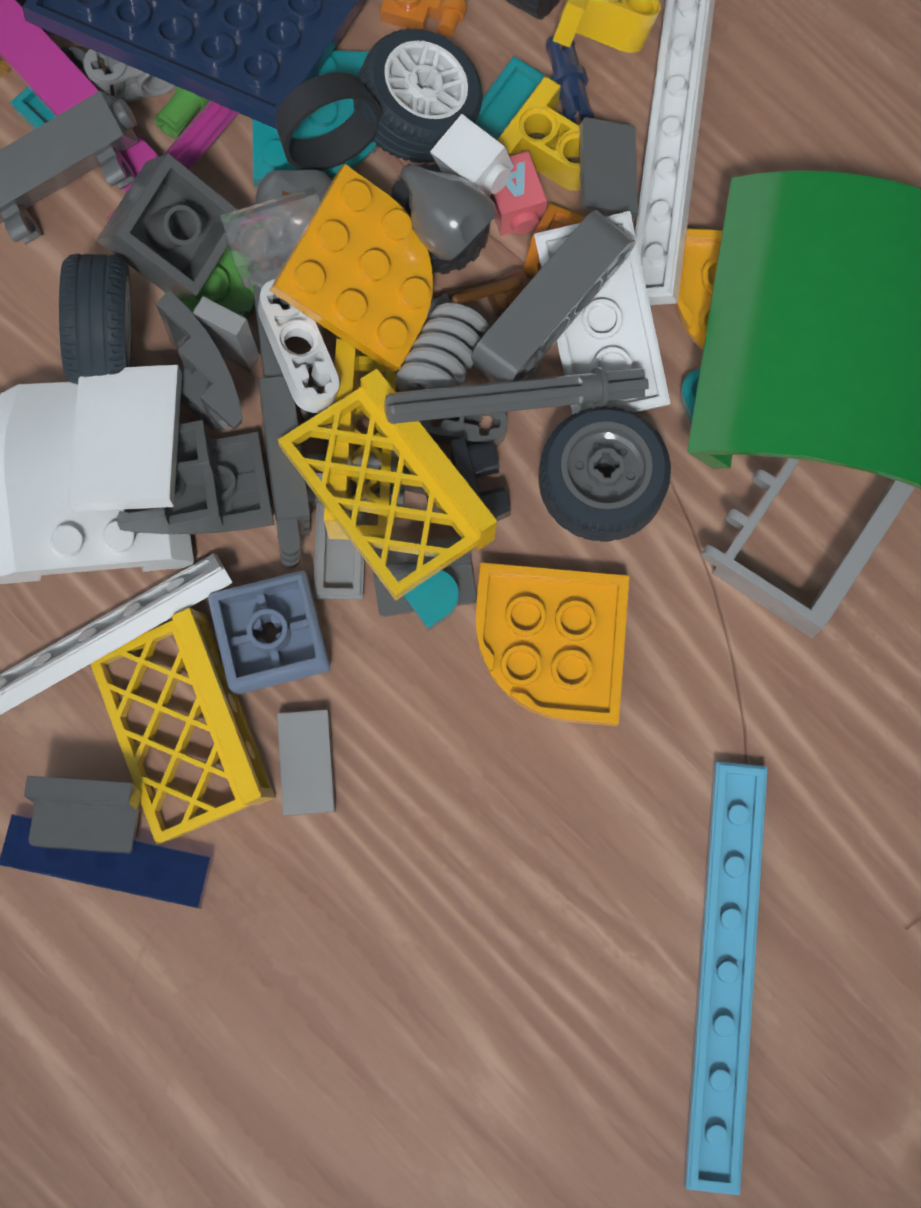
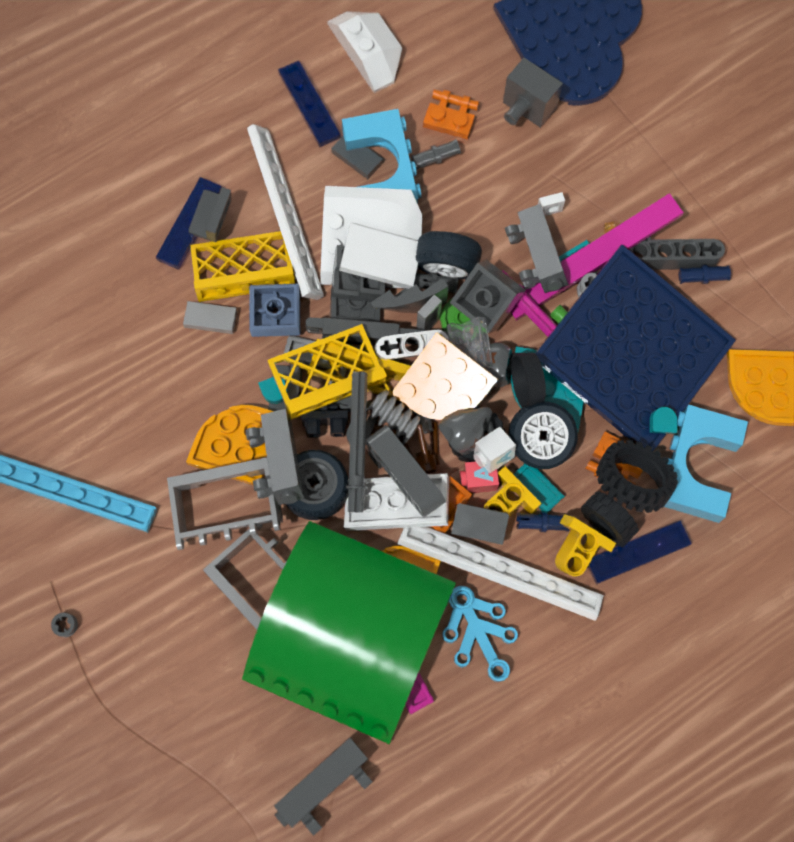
camera: 100 degrees right, 5 degrees down
(149, 330) = (425, 281): none -> dark grey pin
(583, 523) = (281, 456): none -> brick
(656, 699) = (194, 480): none -> light grey hinge
(786, 154) = (477, 629): none -> medium azure plant

